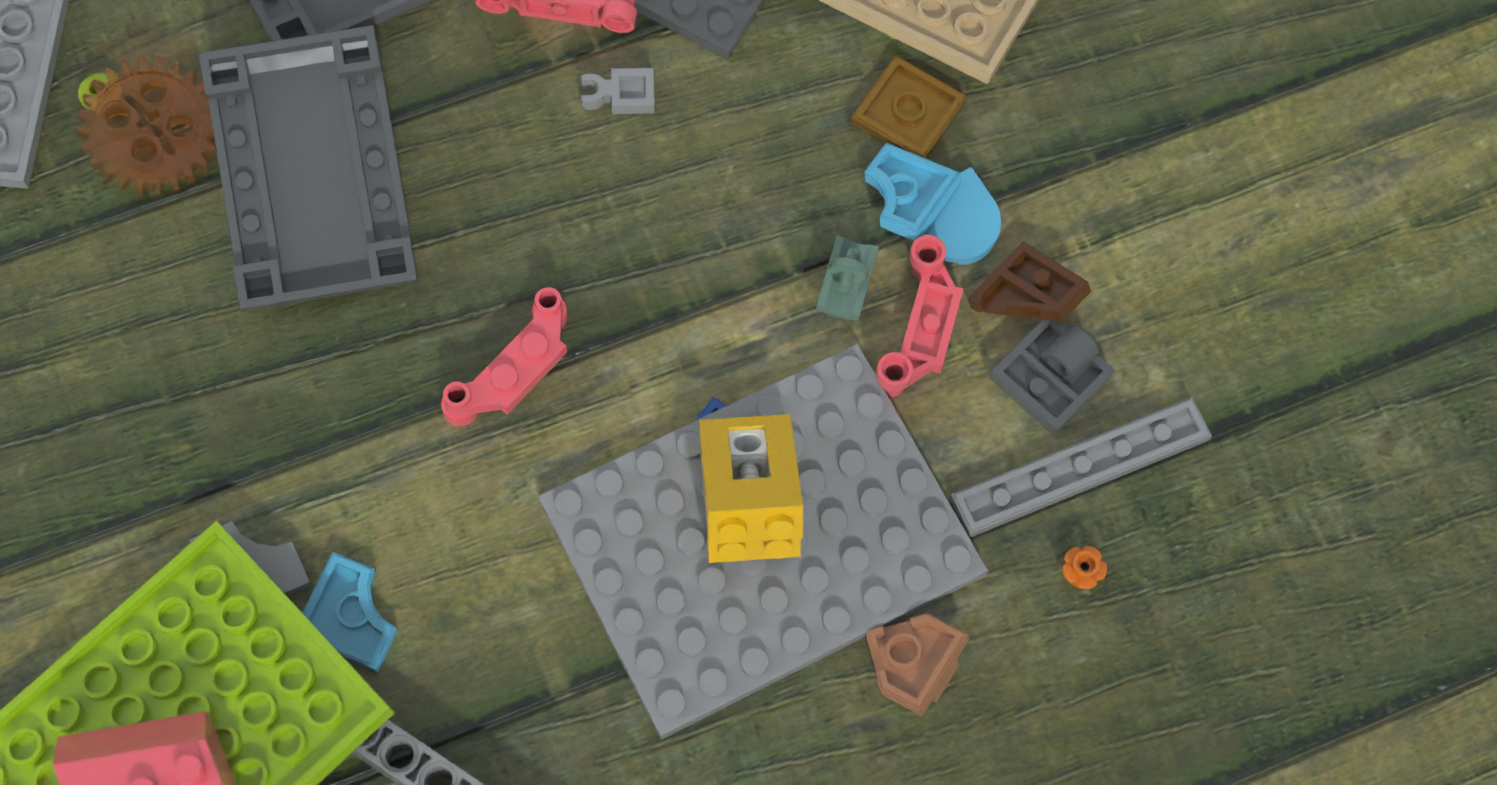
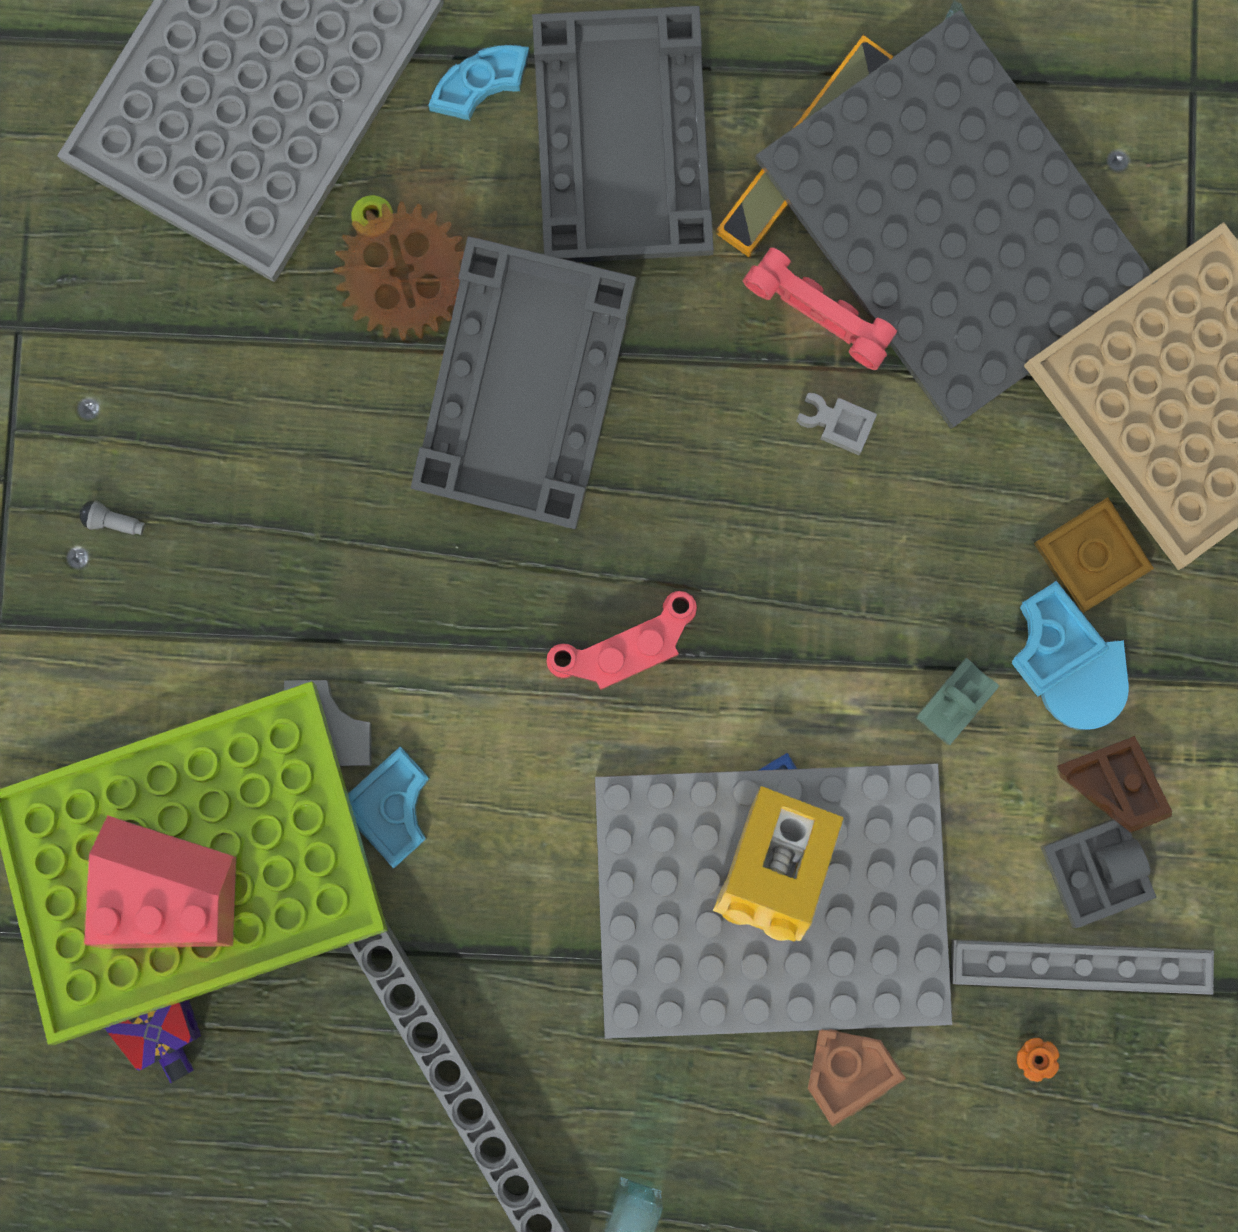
camera: 30 degrees right, 15 degrees up
(929, 322) = (1013, 771): coral plate -> none

